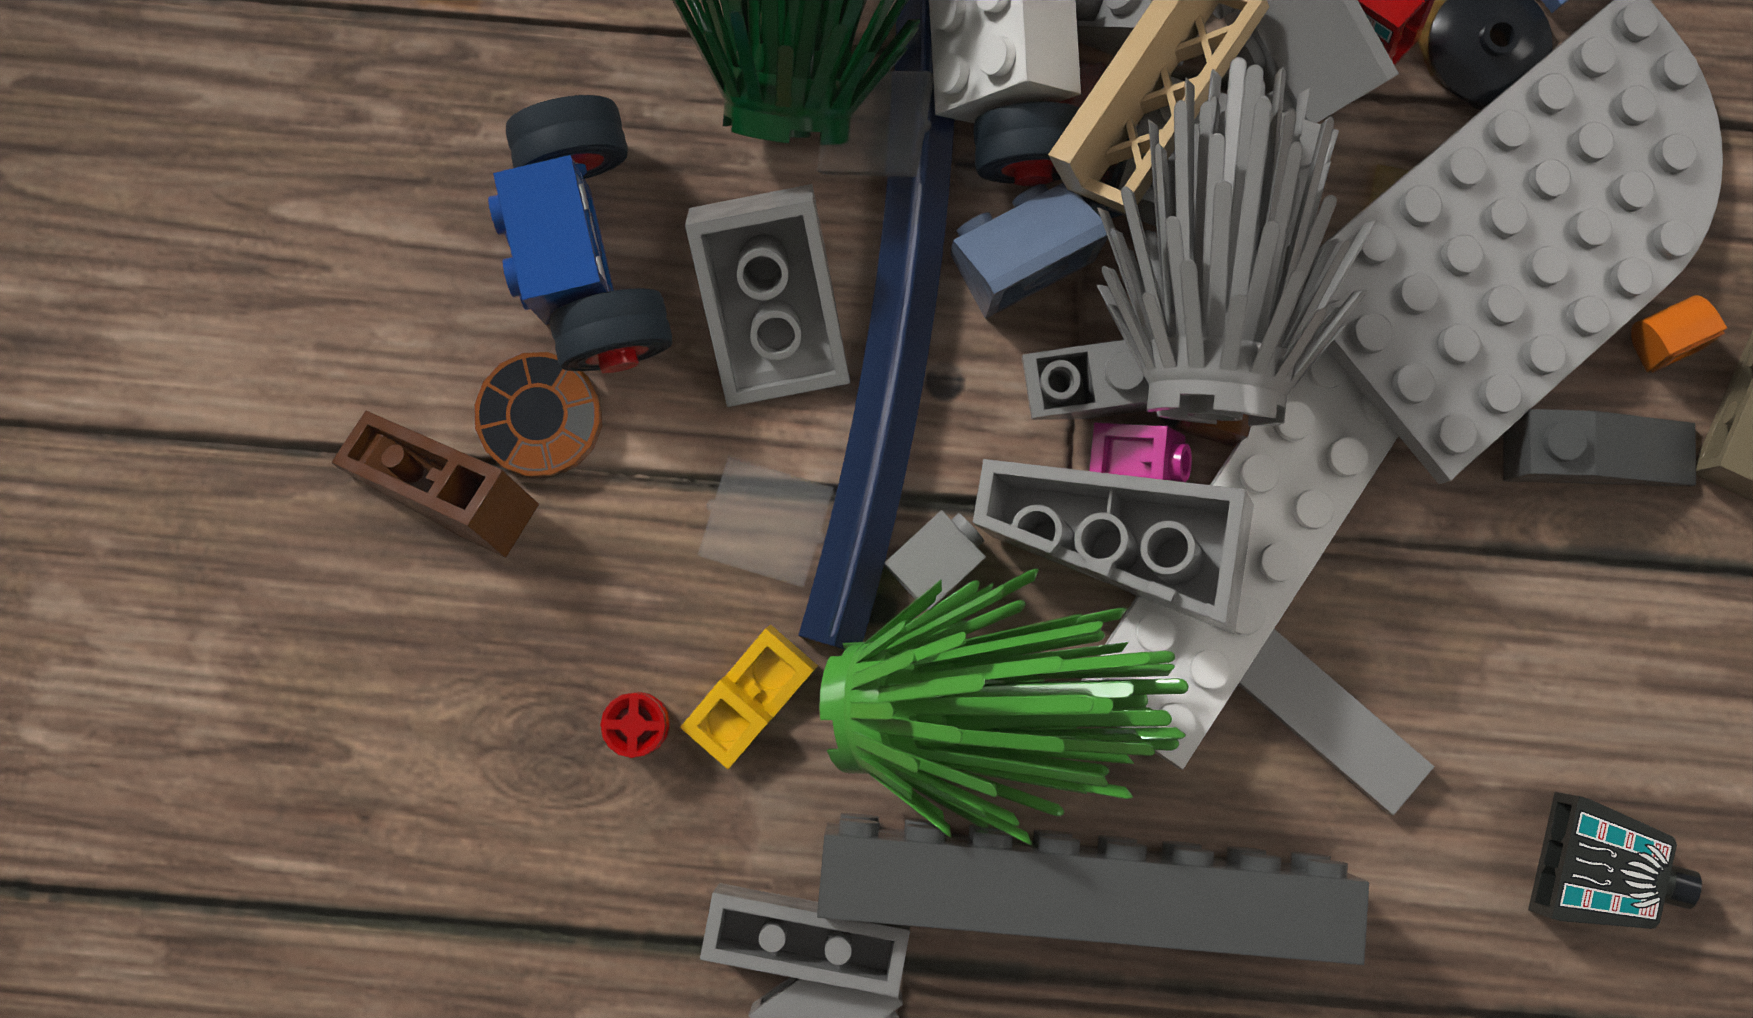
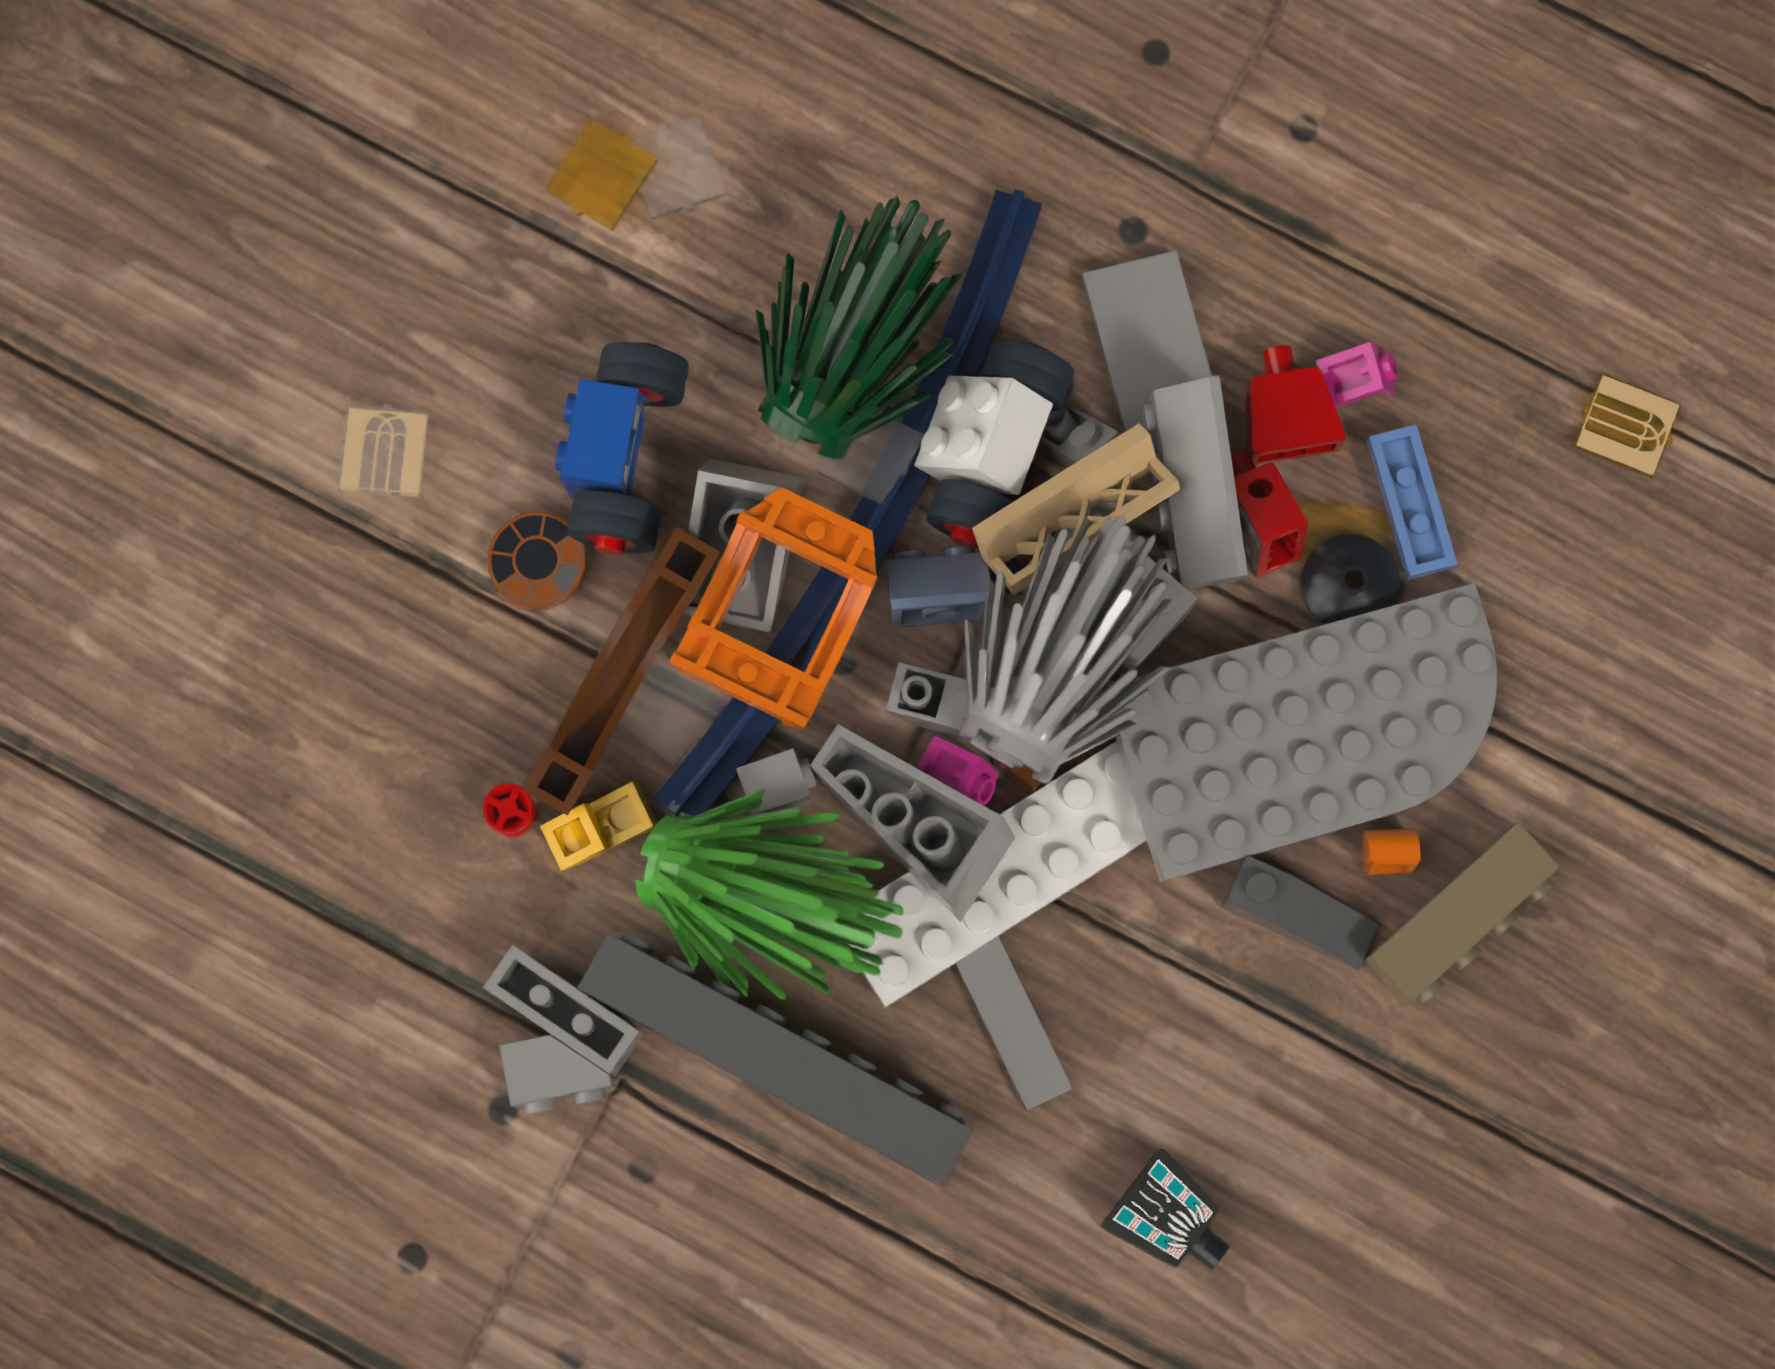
camera: 25 degrees right, 5 degrees down
(299, 361) = (383, 450): none -> clear piece
(438, 482) = (444, 578): reddish brown slope -> none
(695, 481) = (619, 669): none -> reddish brown arch
(842, 442) = (746, 671): none -> orange wedge

